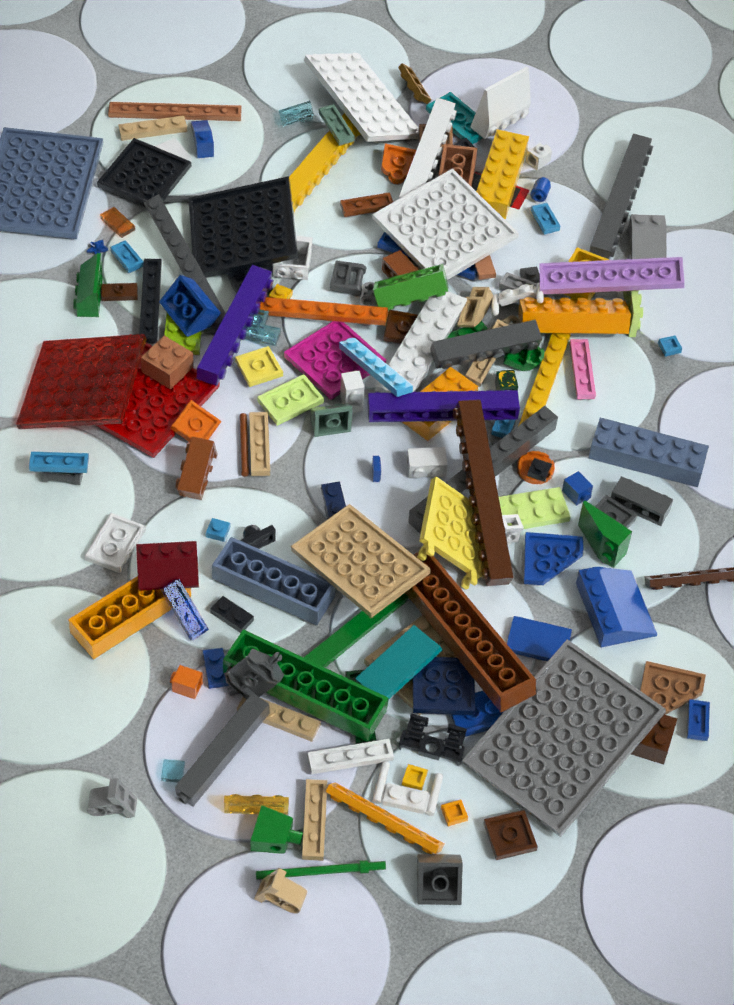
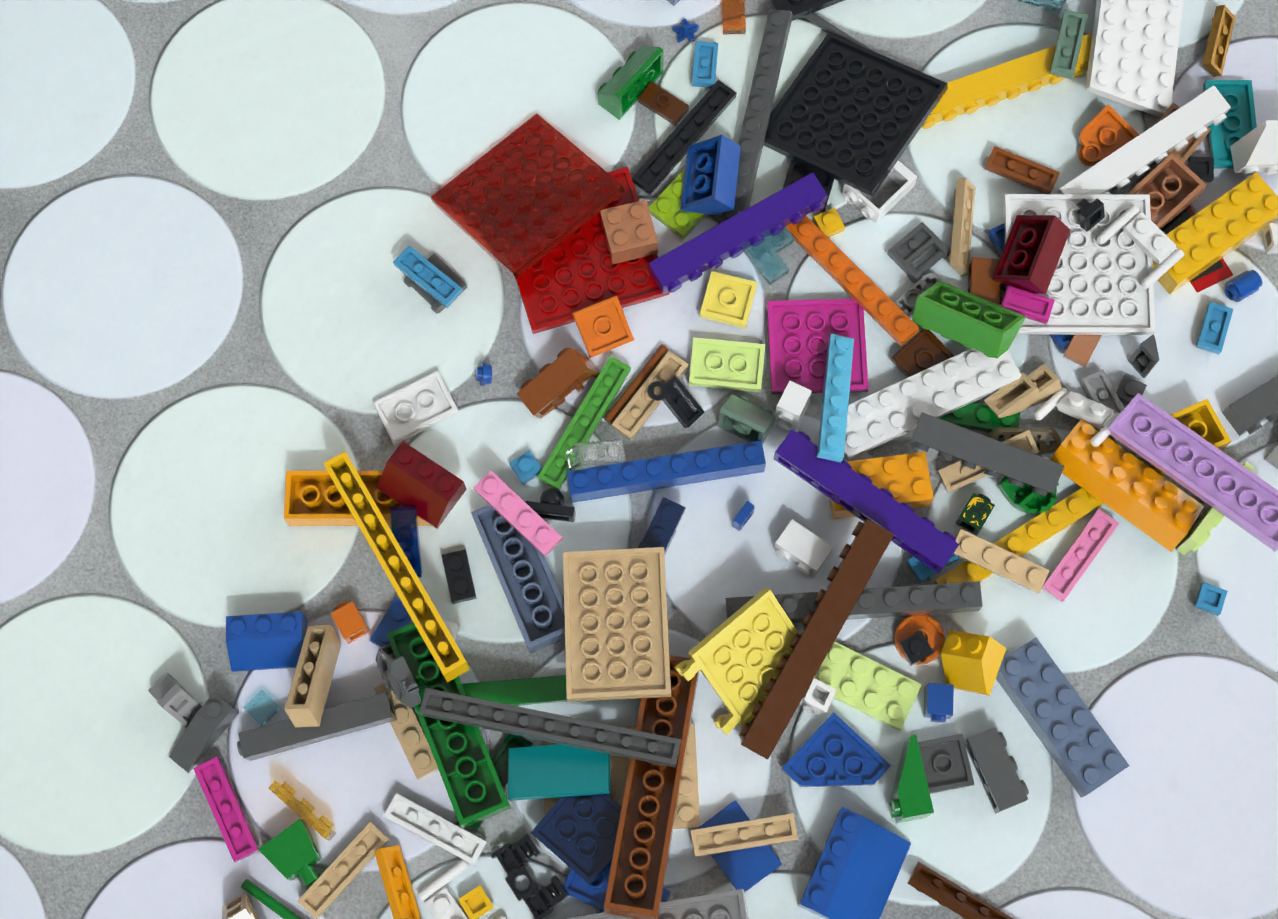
camera: 45 degrees right, 20 degrees up
(141, 728) = (265, 640): none -> blue slope
(143, 495) = (483, 374): none -> blue plate
(147, 808) = (203, 732): none -> dark grey slope
(196, 716) = (313, 676): none -> tan brick
(197, 613) = (397, 567): none -> yellow brick
(205, 840) = (226, 809): none -> dark pink plate
(233, 482) = (585, 420): none -> bright green plate
(242, 545) = (518, 513): none -> bright pink plate
(258, 489) = (595, 454): none -> clear brick
(280, 433) = (677, 400): none -> black hinge
(307, 475) = (666, 471): none -> blue brick
(355, 245) = (962, 226): none -> tan plate
(374, 634) = (550, 727): none -> dark grey plate
(416, 231) = (1031, 253): none -> dark red slope
(429, 193) = (1090, 213): none -> black tile
(440, 257) = (1028, 304): none -> dark pink tile
(472, 188) = (1148, 238): none -> white plate
(524, 250) = (1145, 356): none -> dark grey slope
(537, 626) = (744, 835): none -> tan plate
(547, 396) = (1000, 561): none -> tan plate
(577, 451) = (971, 661): none -> yellow slope

